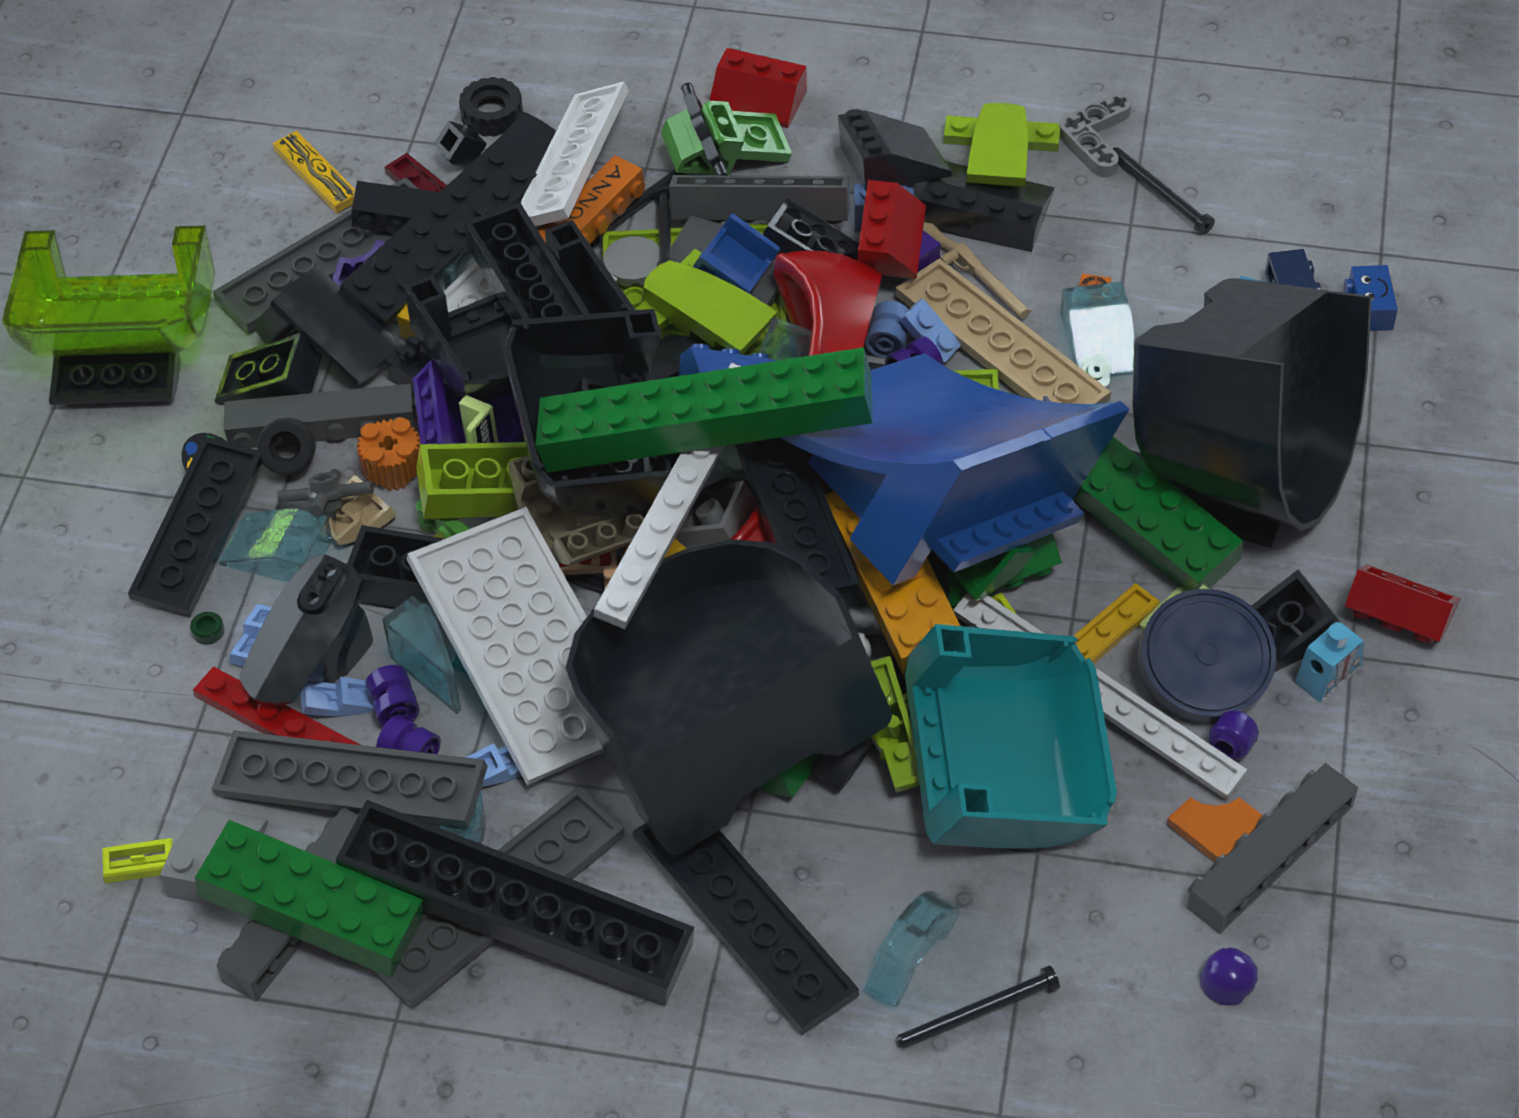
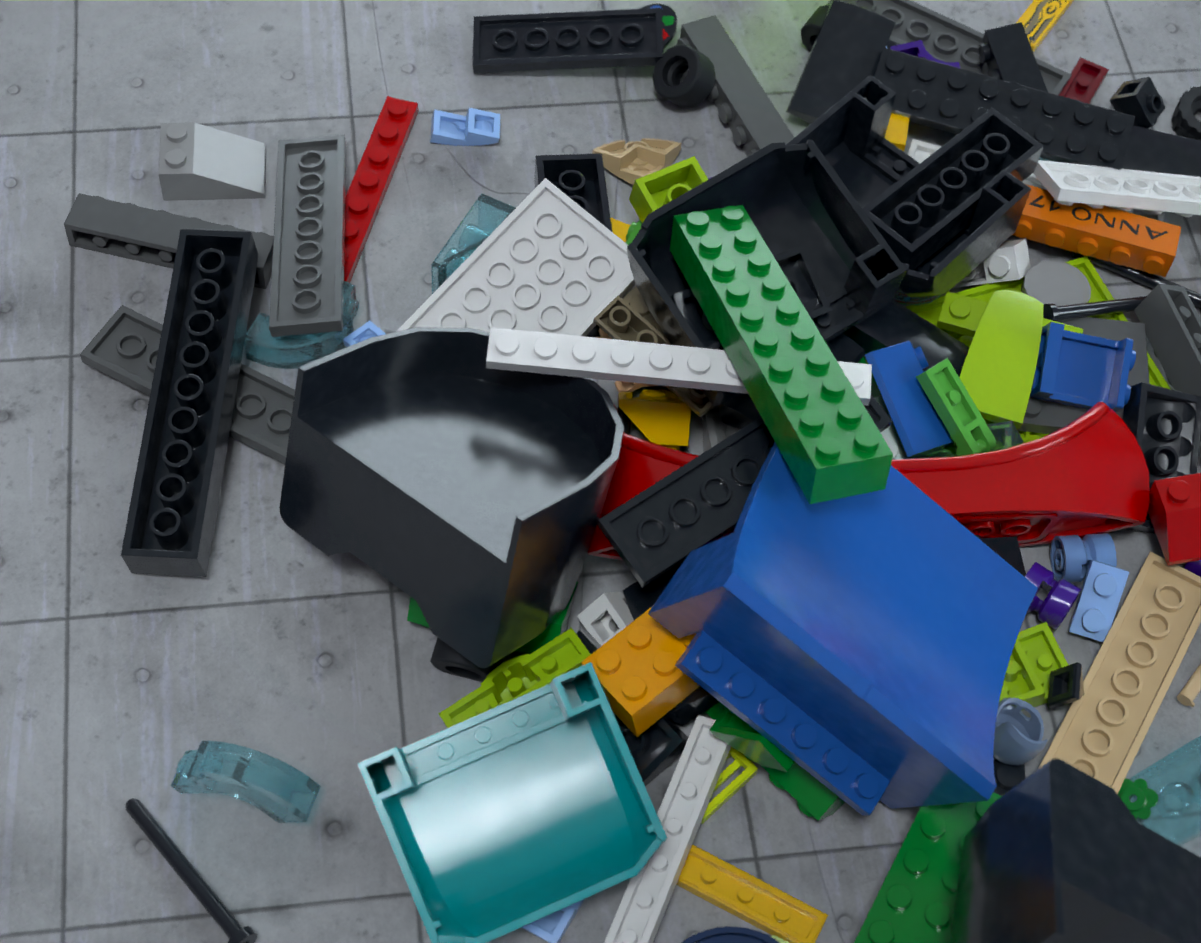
camera: 65 degrees right, 5 degrees up
(138, 865) = (184, 96): neon yellow tile -> none
(207, 628) = (464, 89): dark green tile -> none
(270, 370) = (772, 45): black slope -> none
(277, 542) = (573, 113): clear light blue slope -> none
(306, 639) = (456, 150): black piece -> none
(309, 898) = (153, 203): green brick -> none
(325, 492) = (640, 121): dark grey bar -> none
(344, 698) = (414, 205): light blue slope -> none
(389, 452) = (714, 147): orange brick -> none
(392, 693) = (419, 245): dark purple wheel -> none
(404, 735) = (371, 270): dark purple wheel -> none
(755, 927) = (232, 636): black plate -> none
(759, 343) = (956, 409): none -> bright green plate
(999, 373) = (1065, 685): none -> black slope

